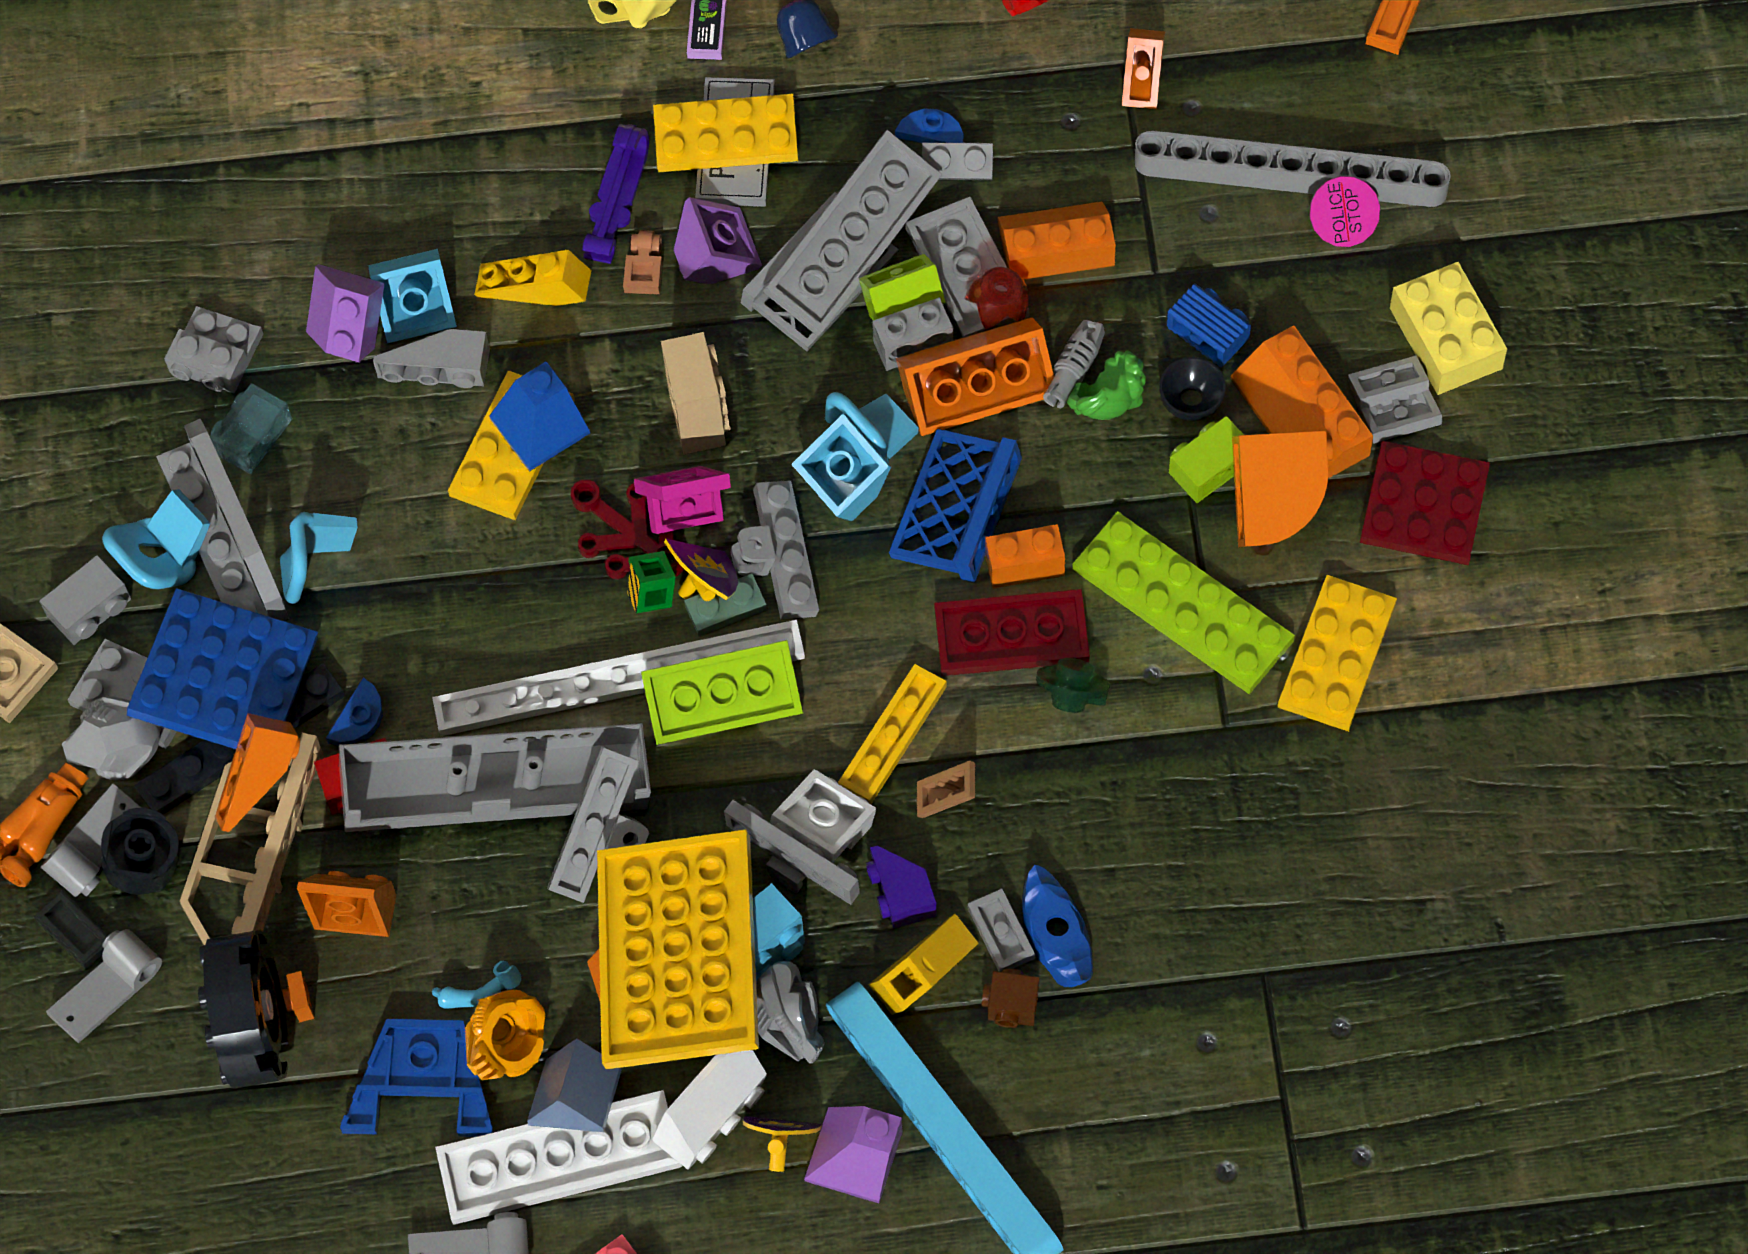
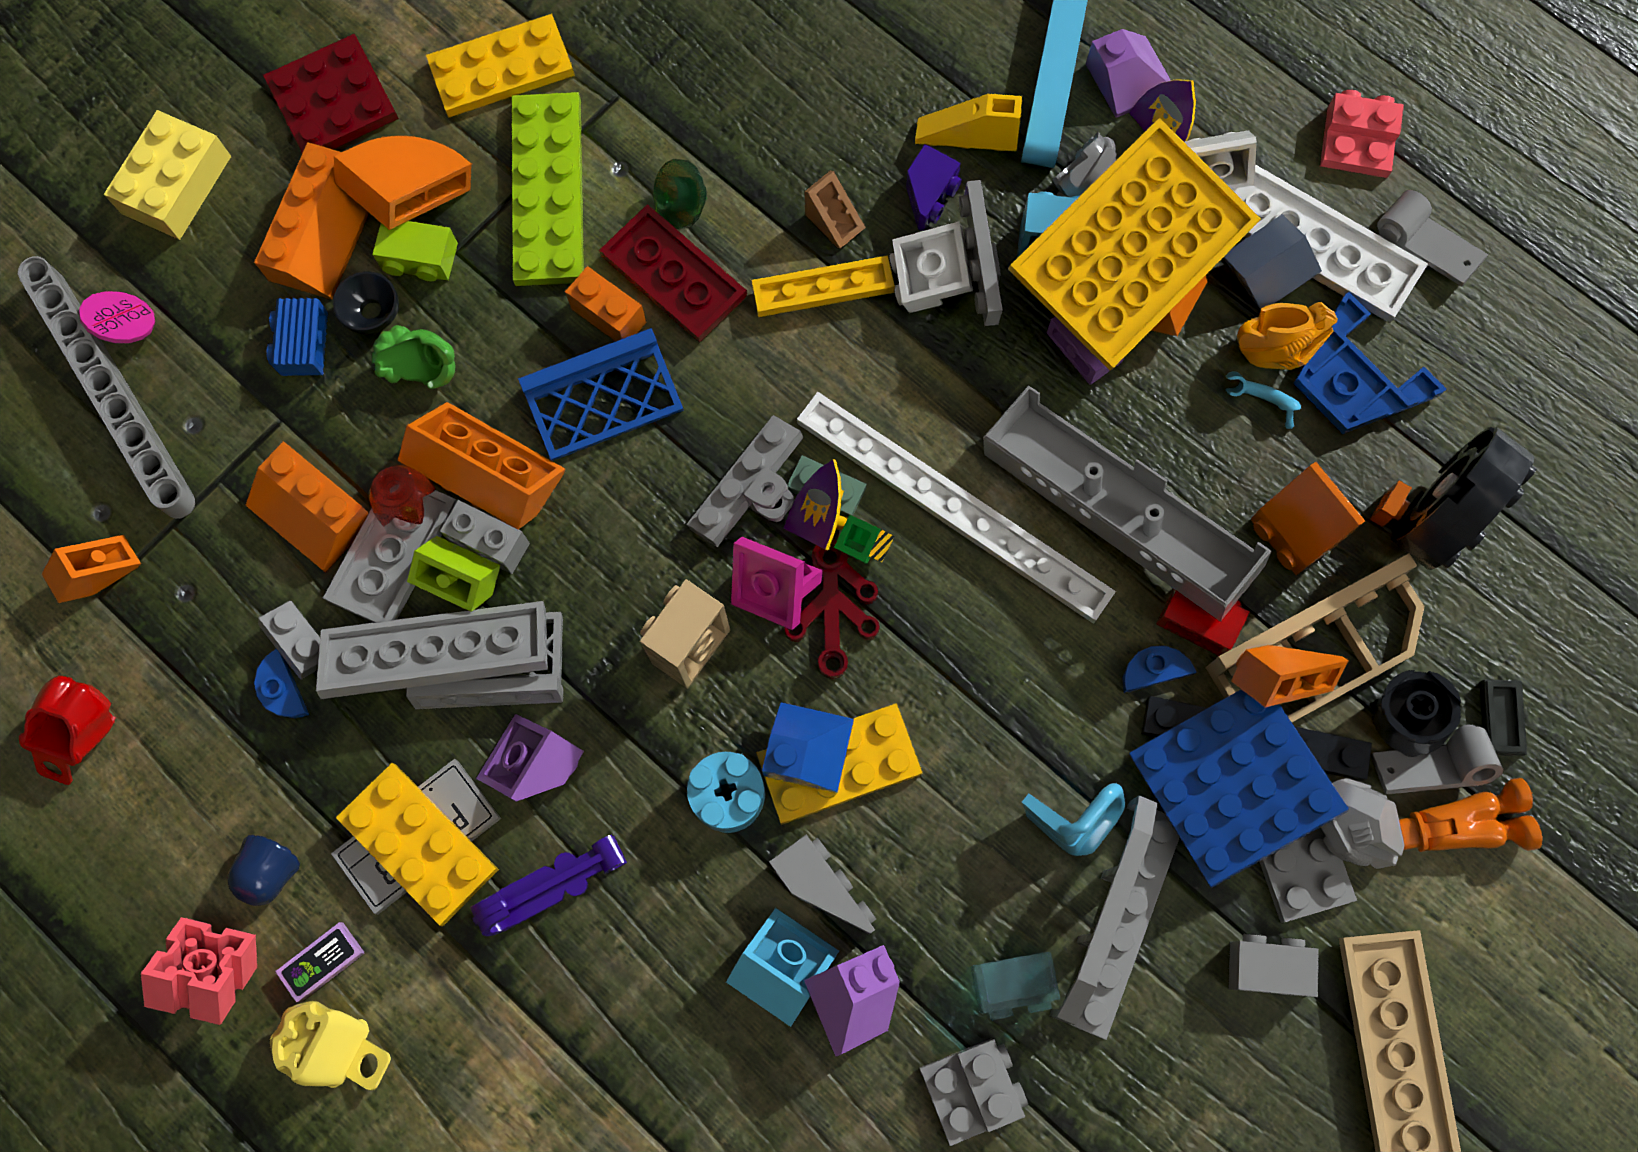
camera: 135 degrees left, 10 degrees up
(124, 971) = (1524, 649): light grey door -> none
(176, 528) = (1151, 961): medium azure piece -> none
(536, 279) = (684, 880): yellow slope -> none
(566, 343) = (706, 783): none -> medium azure brick
(597, 825) = (1079, 405): light grey plate -> none
(645, 264) = (601, 796): nougat plate -> none
(721, 692) = (901, 418): lime plate -> none
(843, 469) = (651, 477): medium azure slope -> none
(878, 421) = (587, 499): medium azure piece -> none
(1001, 931) = (899, 105): light grey plate -> none
(1011, 998) = (939, 58): reddish brown brick -> none
(1064, 956) = (856, 95): blue piece -> none
(1074, 361) = (409, 404): light grey hinge -> none
(1395, 399) = (256, 174): light grey slope -> none

